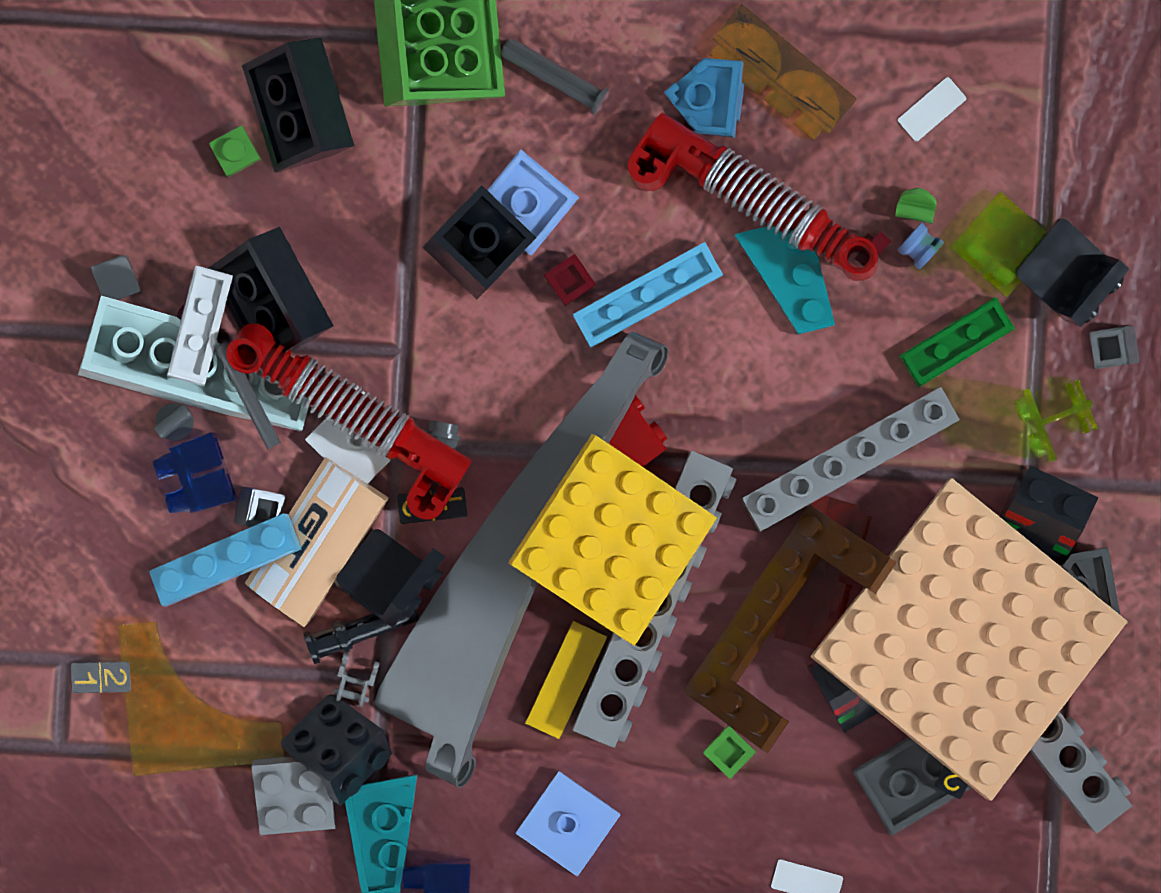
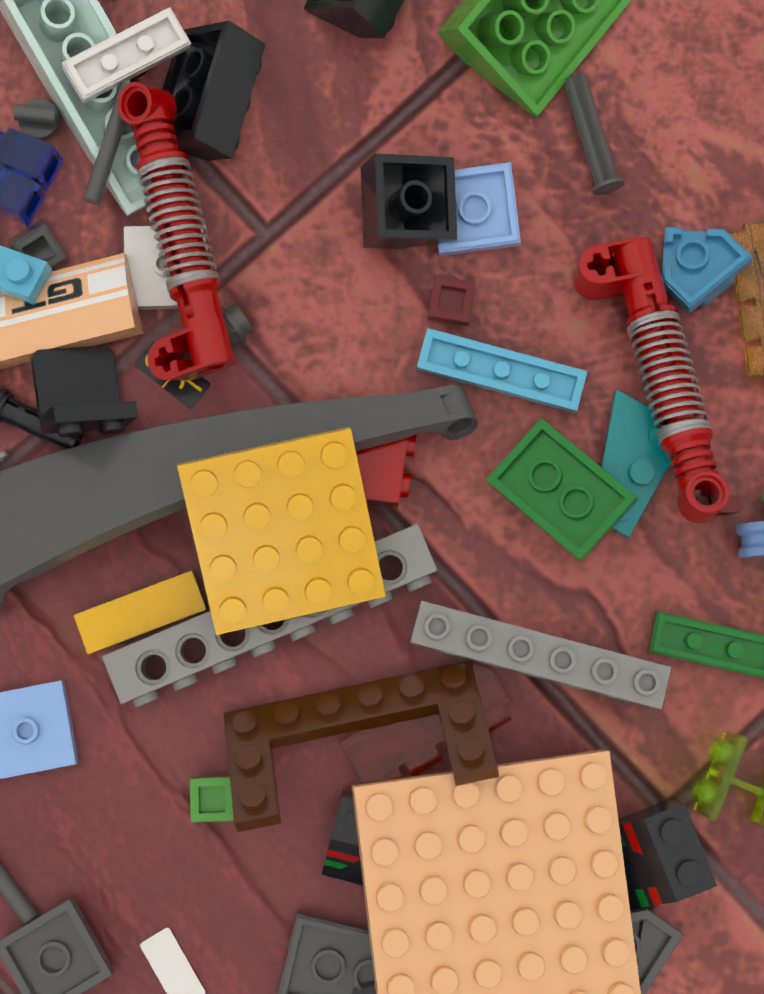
camera: 40 degrees right, 5 degrees down
(762, 338) = (561, 490): none -> green plate

